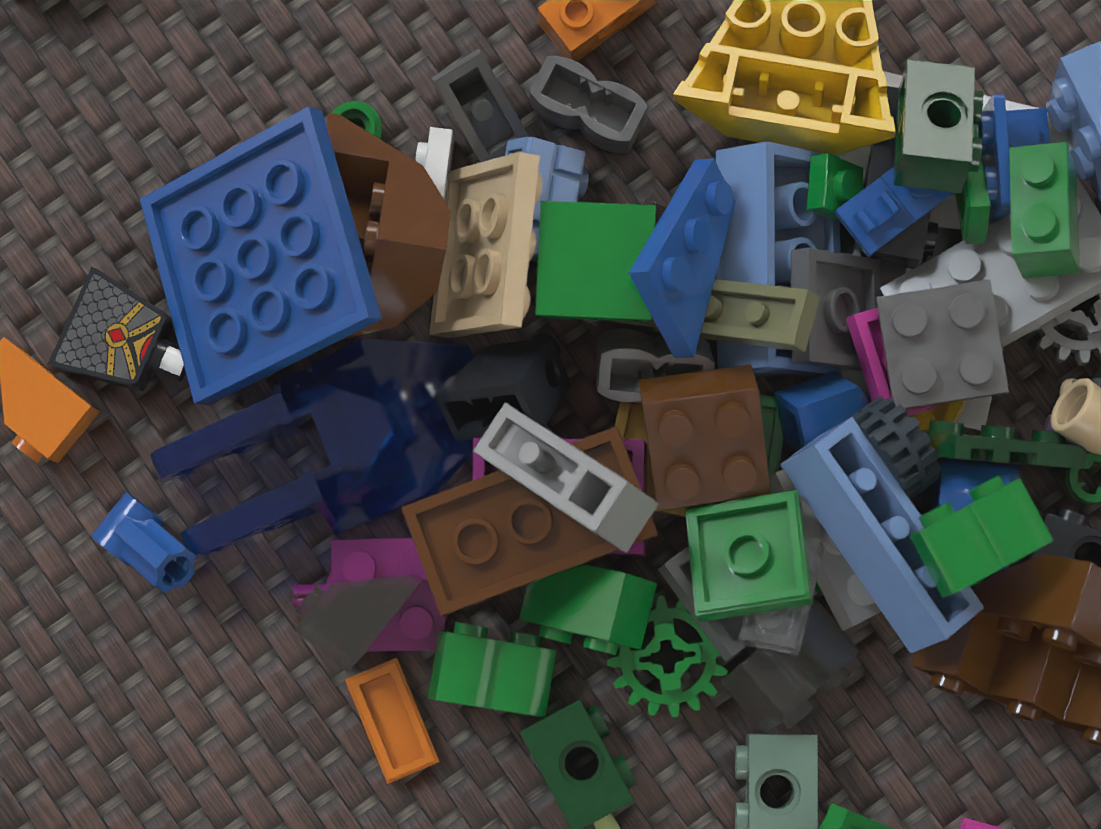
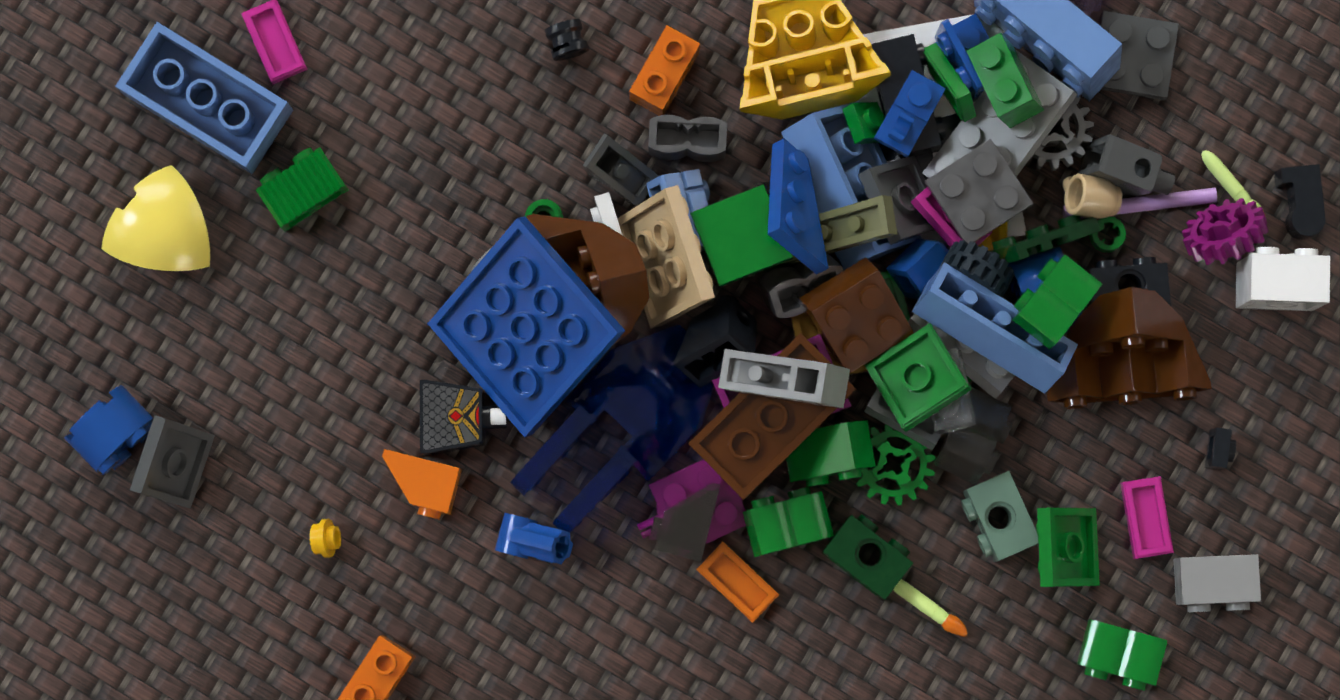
camera: 30 degrees left, 0 degrees up
(933, 155) = (915, 77): brick -> none

